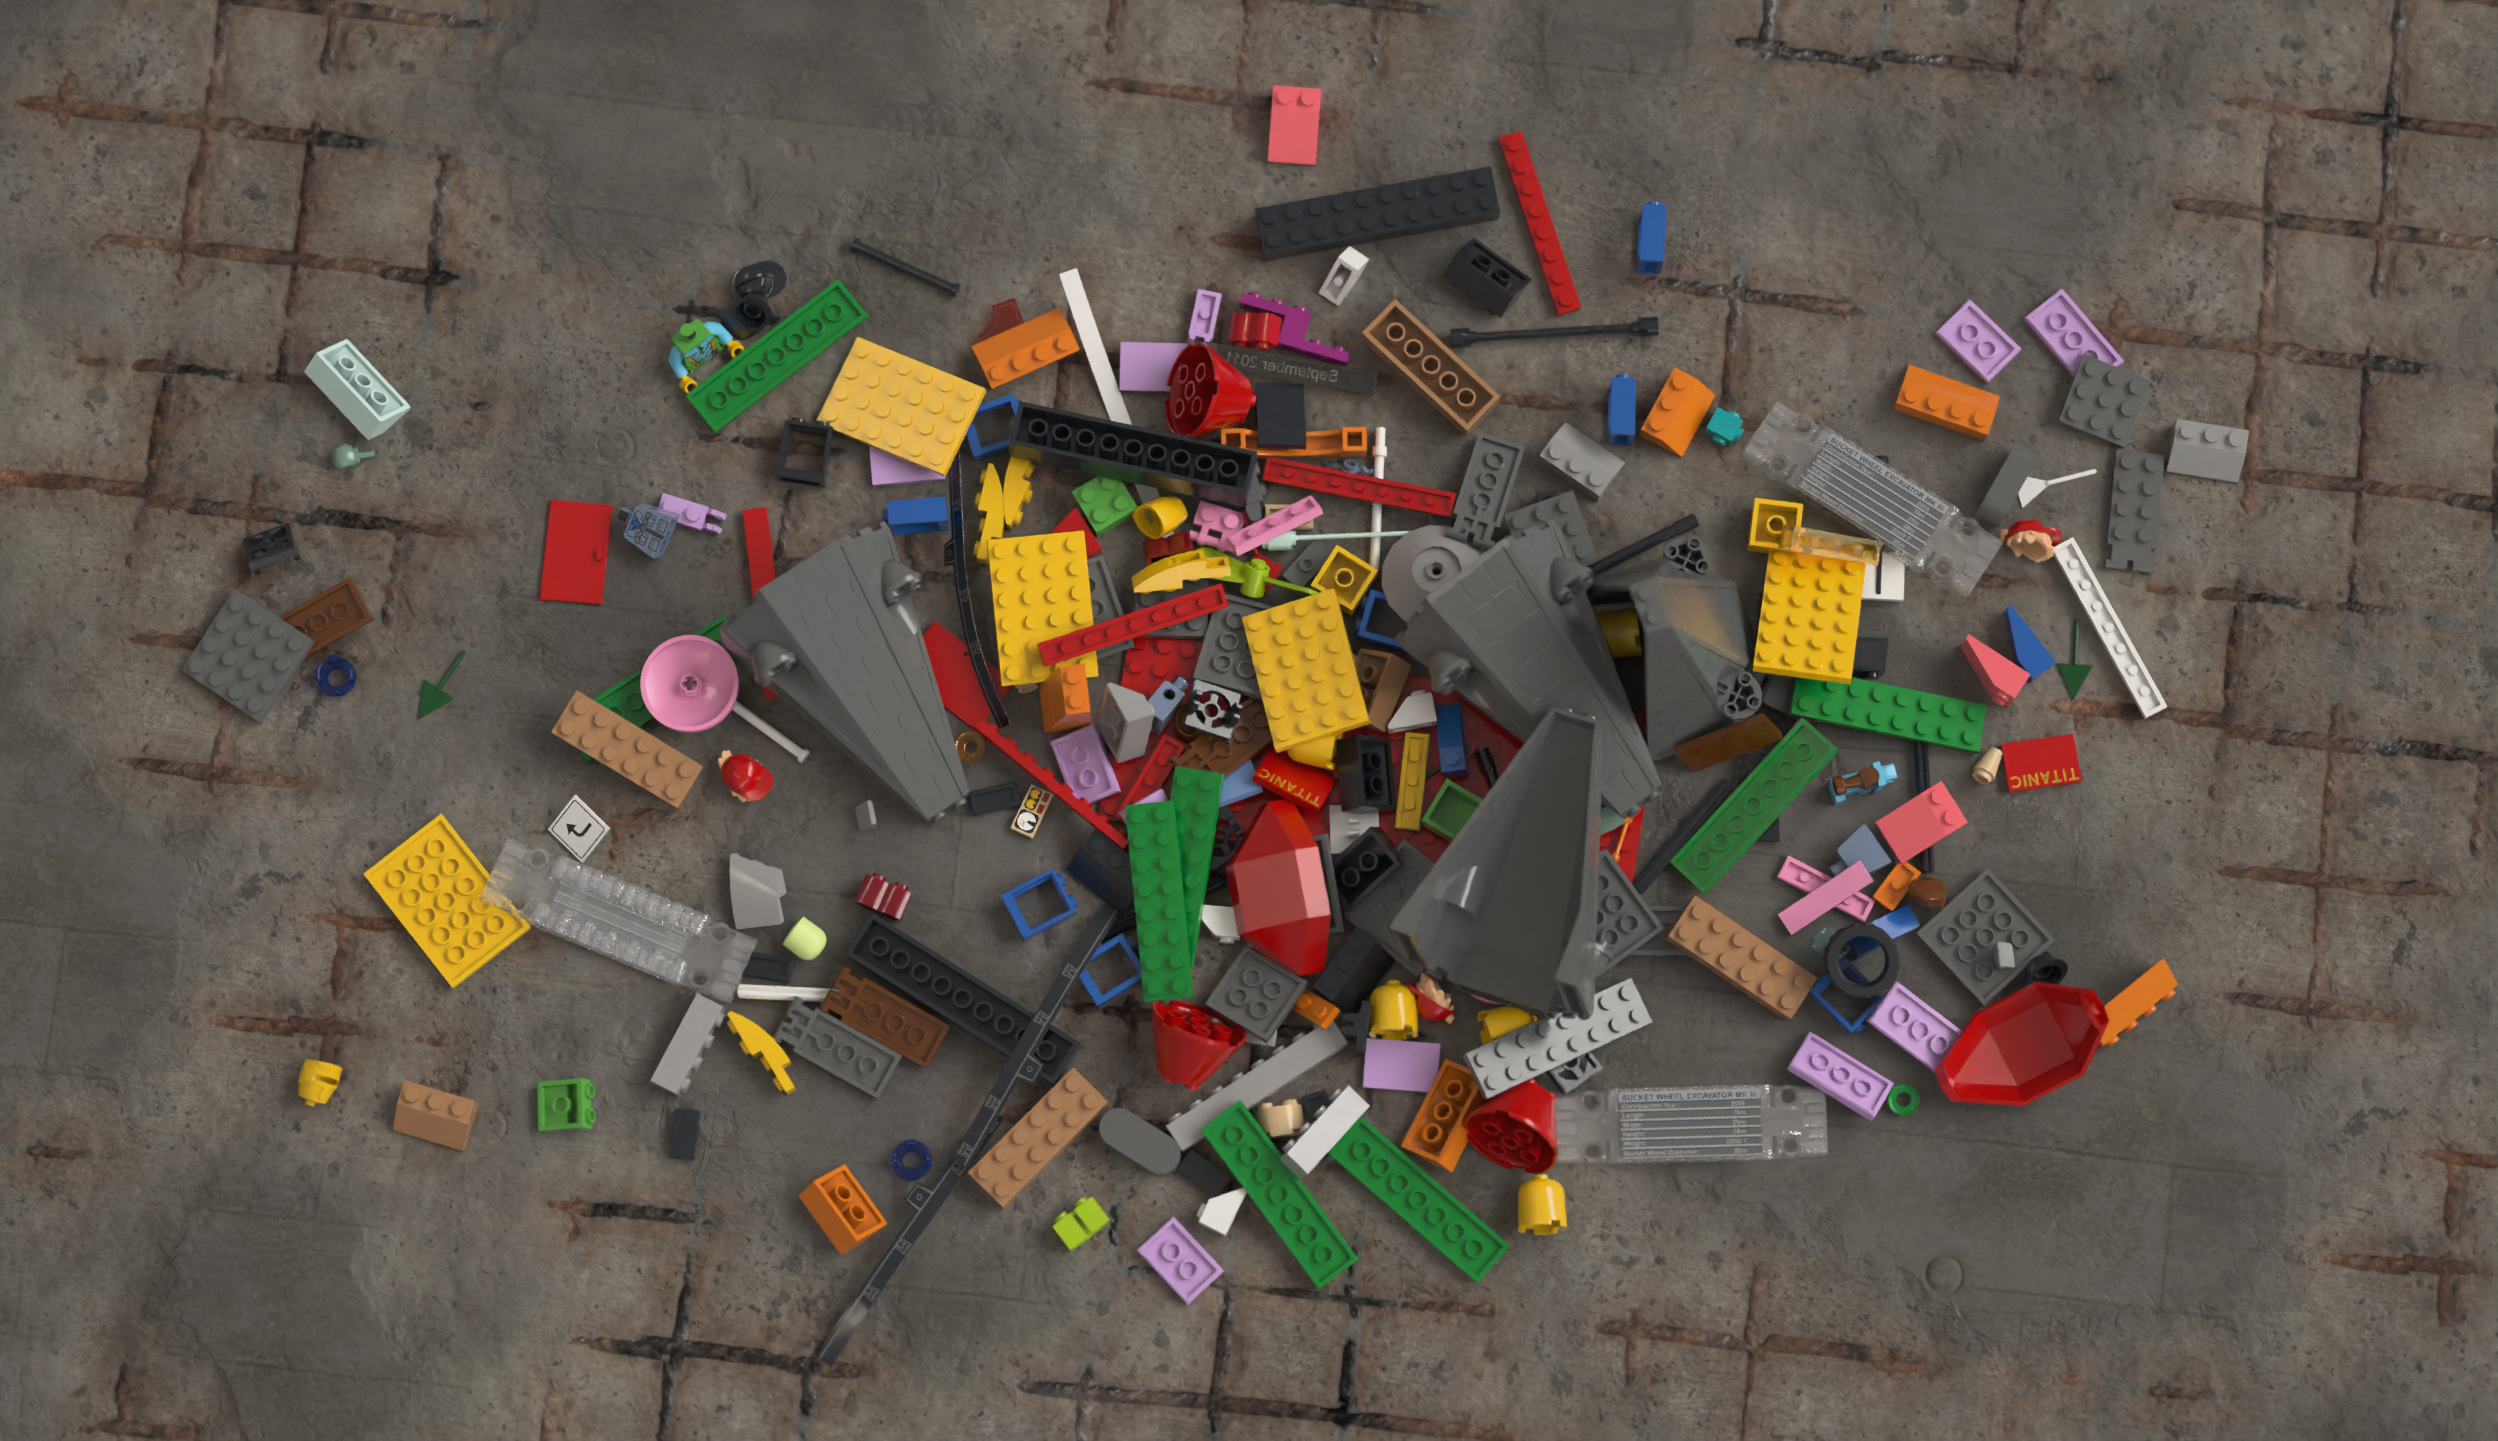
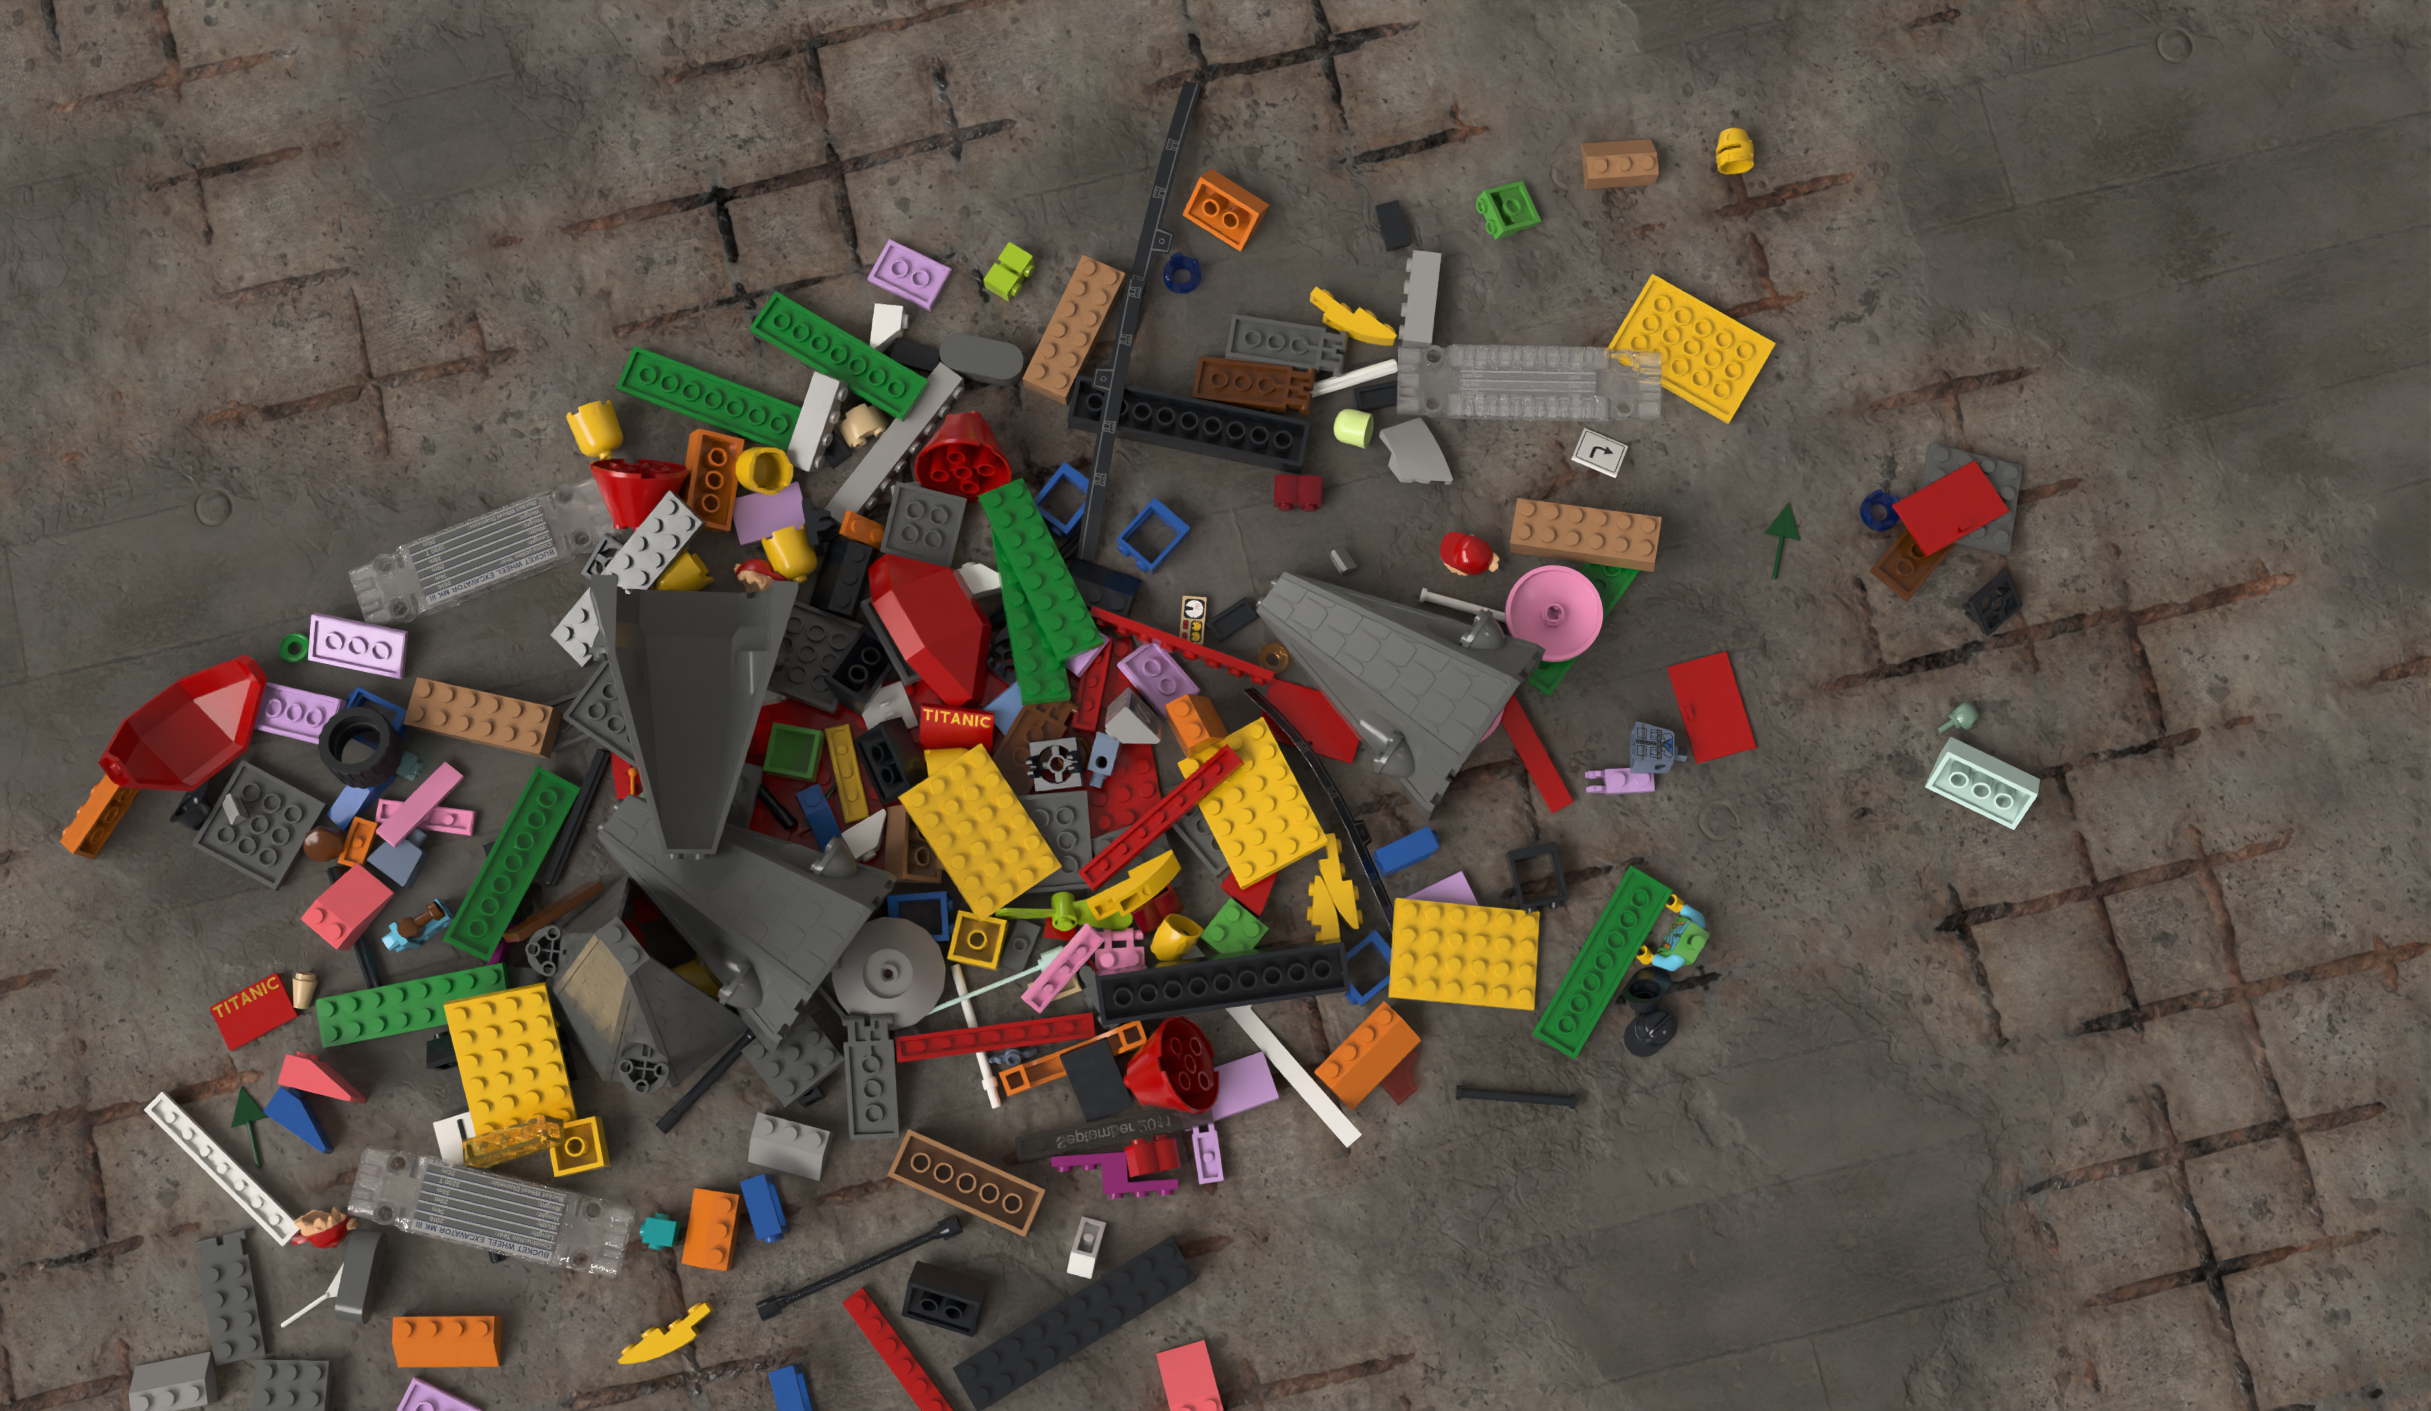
camera: 160 degrees right, 0 degrees up
(263, 651) = (1952, 503): none -> red container
(1391, 1101) = (764, 470): none -> yellow cylinder
(1756, 329) = (660, 1342): none -> yellow slope

